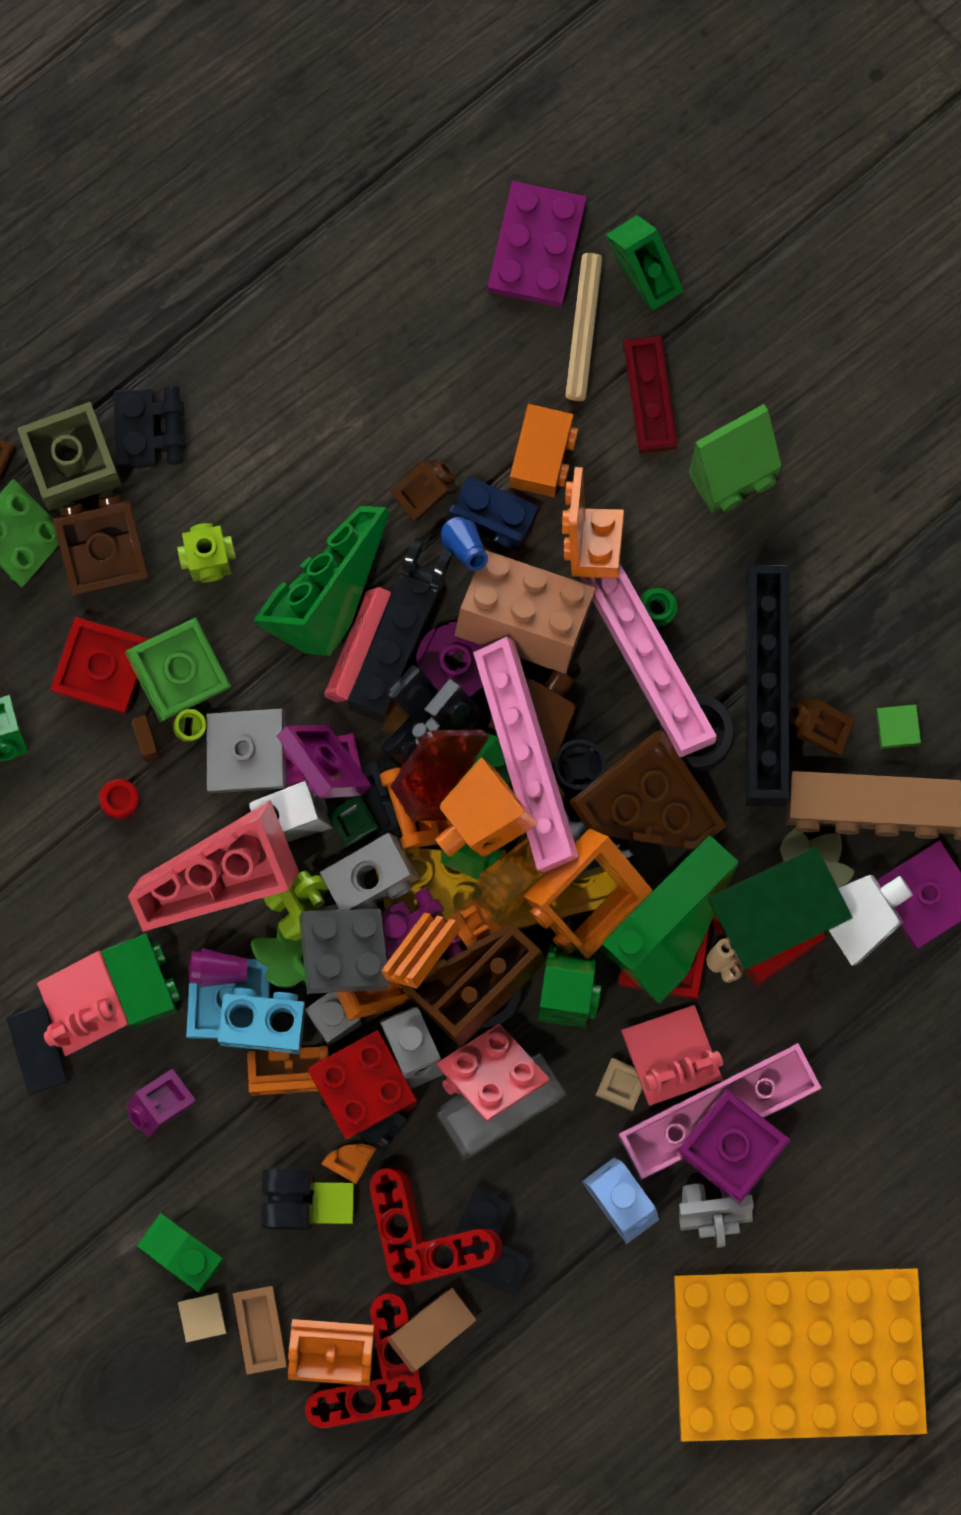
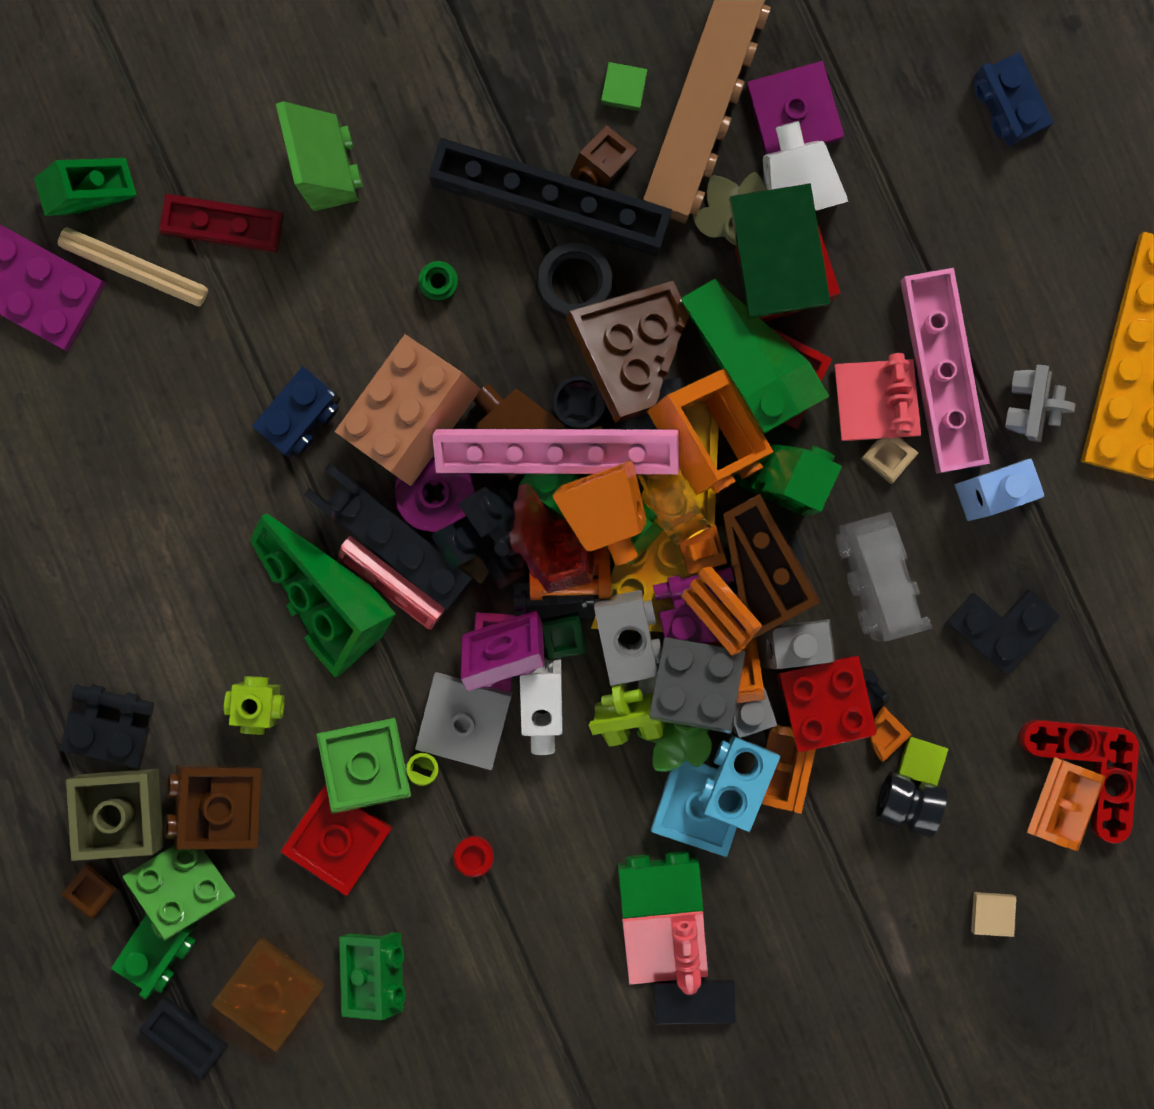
camera: 75 degrees left, 10 degrees up
(145, 739) = (423, 816): reddish brown tile -> none
(159, 1103) = (781, 899): magenta bracket -> none
(181, 1253) = (931, 918): green slope -> none
(216, 968) = (673, 811): magenta cone -> none
(222, 871) = (583, 781): coral wedge -> none
(260, 1330) = (1020, 863): medium nougat tile -> none
(422, 1252) = (995, 691): red beam -> none
(425, 488) = (251, 471): reddish brown bracket -> none
(431, 1329) = (1070, 703): medium nougat tile -> none
(463, 539) = (319, 449): blue cone -> none
(491, 1072) = (855, 575): coral hinge -> none
(541, 451) = (247, 344): orange brick -> none
(593, 534) = (350, 321): orange bracket -> none
(651, 663) = (483, 304): bright pink plate -> none
(723, 960) = (803, 321): tan arm -> none
(733, 1146) = (988, 367): magenta plate -> none

